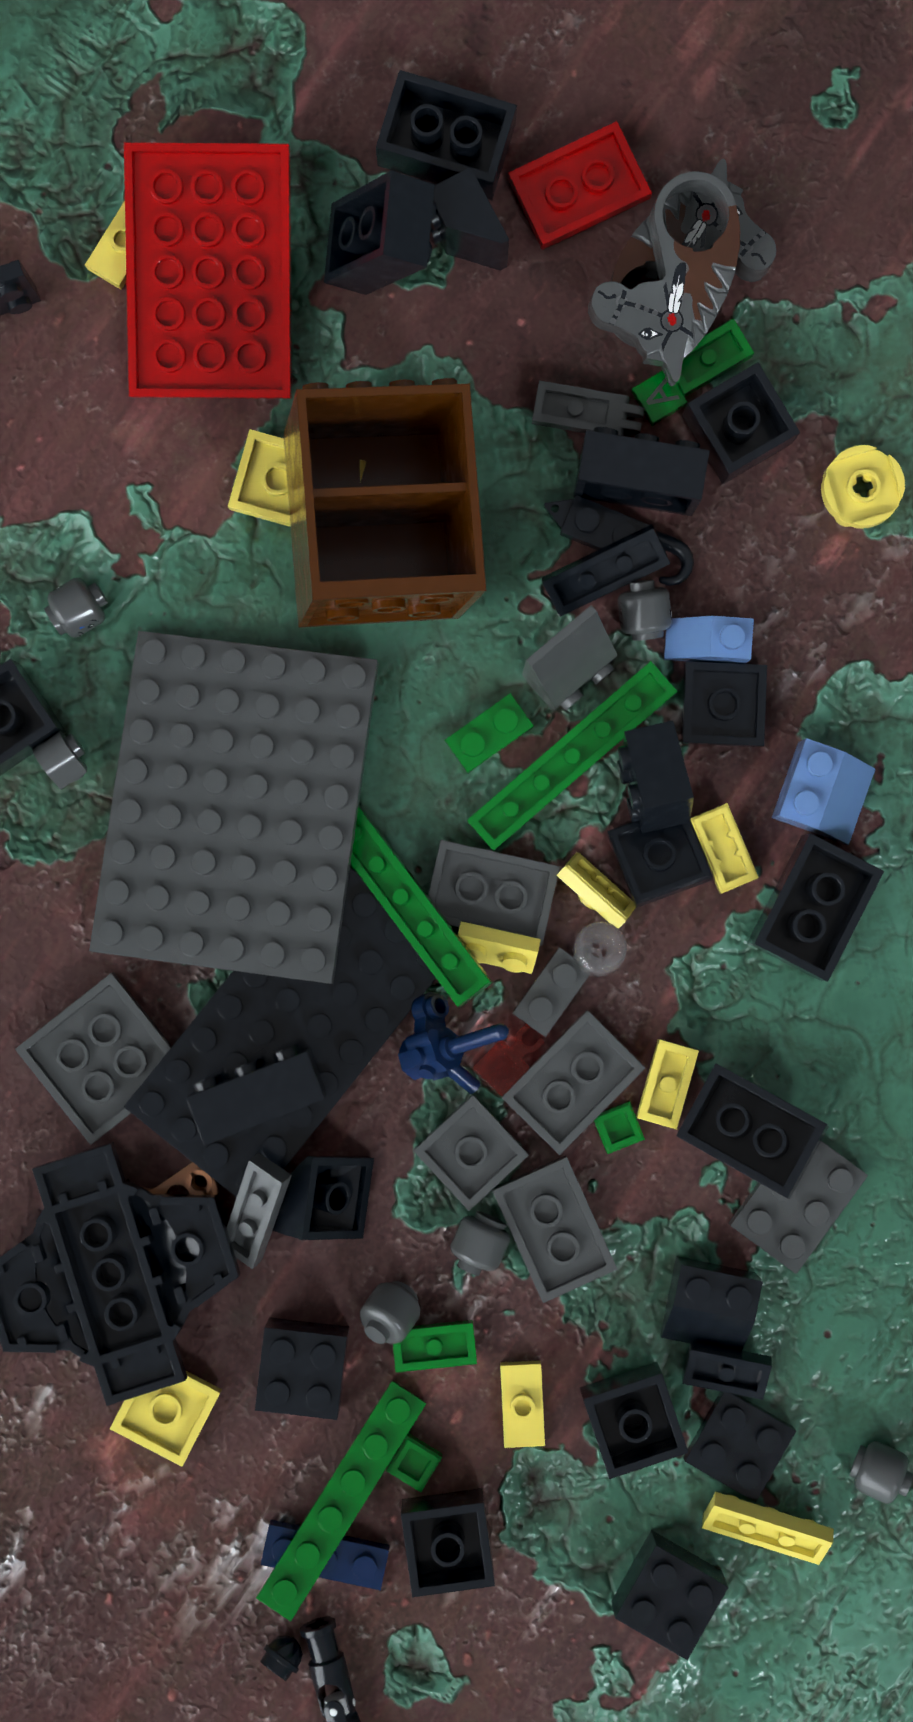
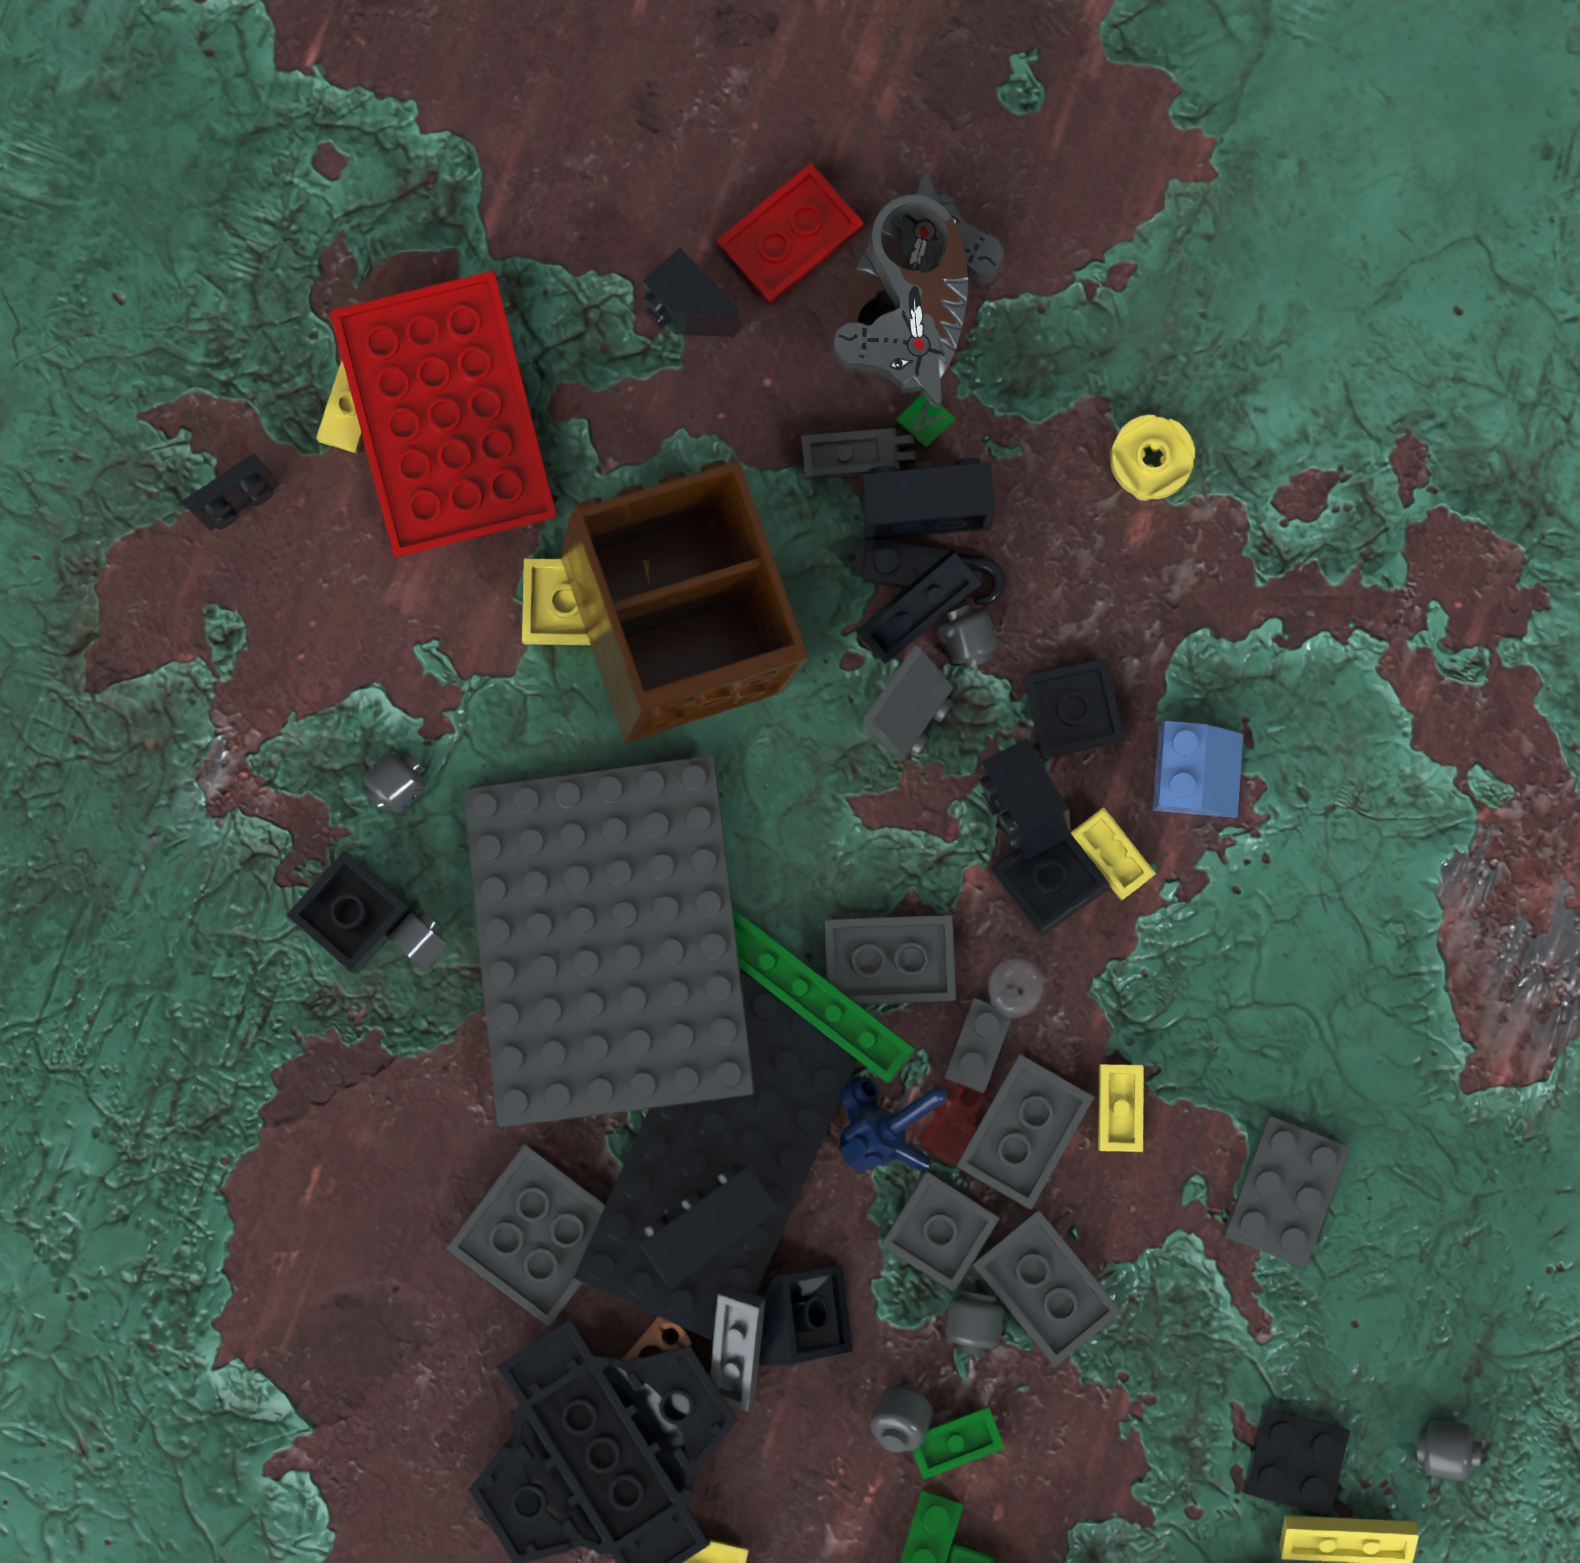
camera: 15 degrees left, 5 degrees down
(302, 1368) = (826, 1501): black brick -> none
(380, 233) = (606, 334): black brick -> none
(444, 129) = (643, 218): black brick -> none
(489, 733) = (844, 800): green plate -> none
(500, 948) = (914, 1013): light yellow plate -> none
(522, 1404) = (1062, 1479): light yellow plate -> none
(571, 756) = (934, 801): green plate -> none
(596, 890) = (996, 929): light yellow plate -> none
(618, 1127) = (1083, 1166): green tile -> none
(633, 1420) = (1180, 1462): black brick -> none
(709, 639) = (1041, 648): medium blue slope -> none
(711, 1304) = (1227, 1324): black slope -> none
(713, 357) = (969, 367): green plate -> none
(726, 1370) = (1261, 1386): black plate -> none
(740, 423) = (1013, 426): black brick -> none
(752, 1131) = (1220, 1131): black brick -> none
(815, 907) = (1220, 888): black brick -> none

